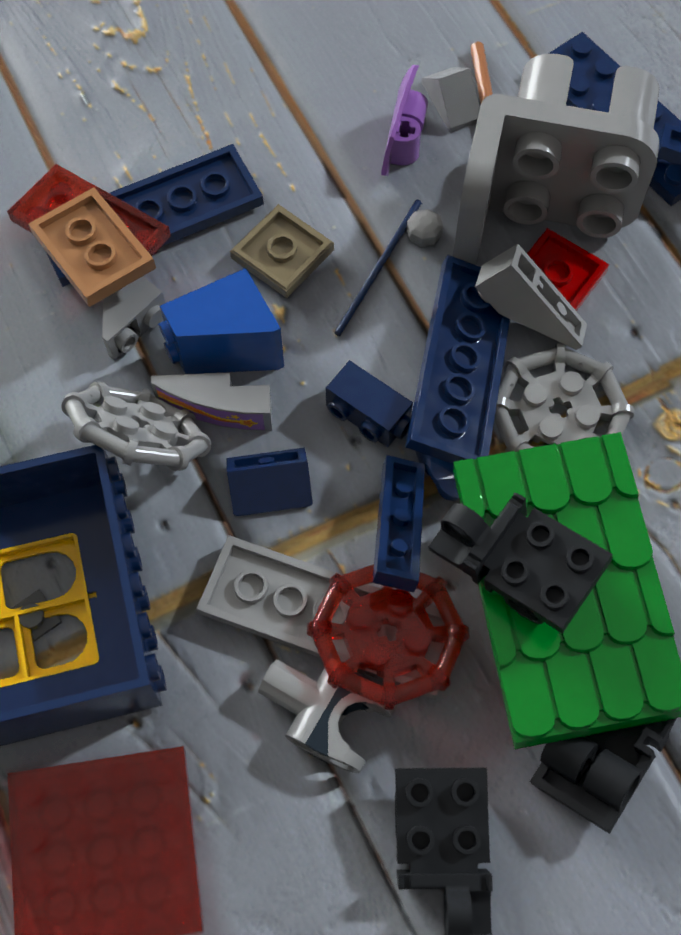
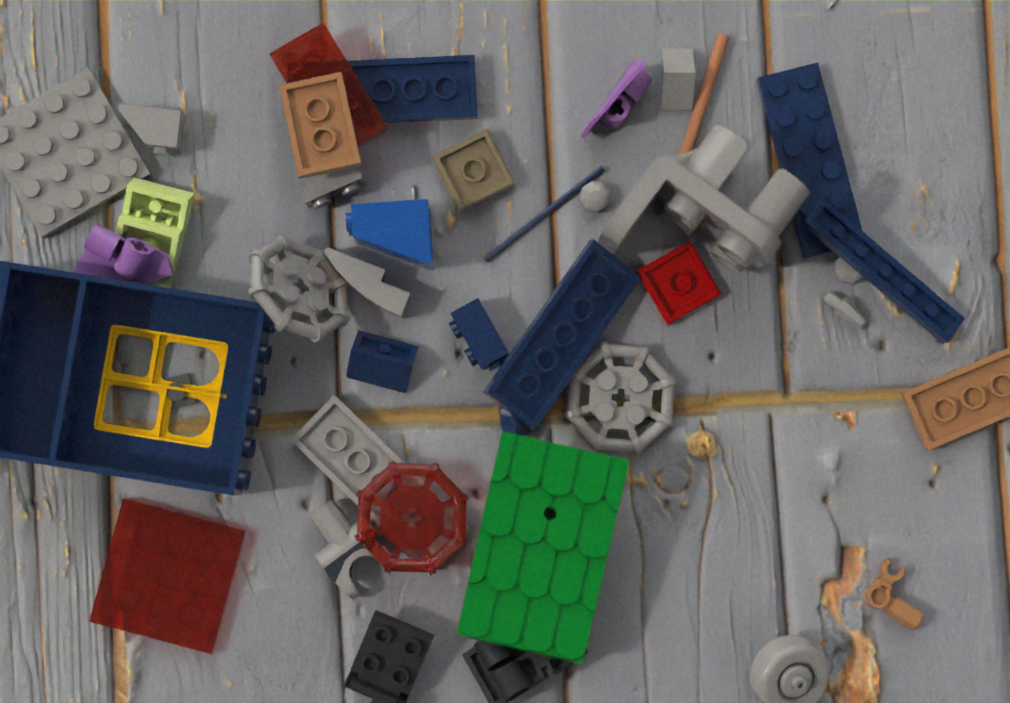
camera: 20 degrees right, 20 degrees up
(399, 524) = (455, 443): dark blue plate -> none
(527, 296) = (637, 306): light grey slope -> none
(527, 560) = (515, 526): black plate -> none

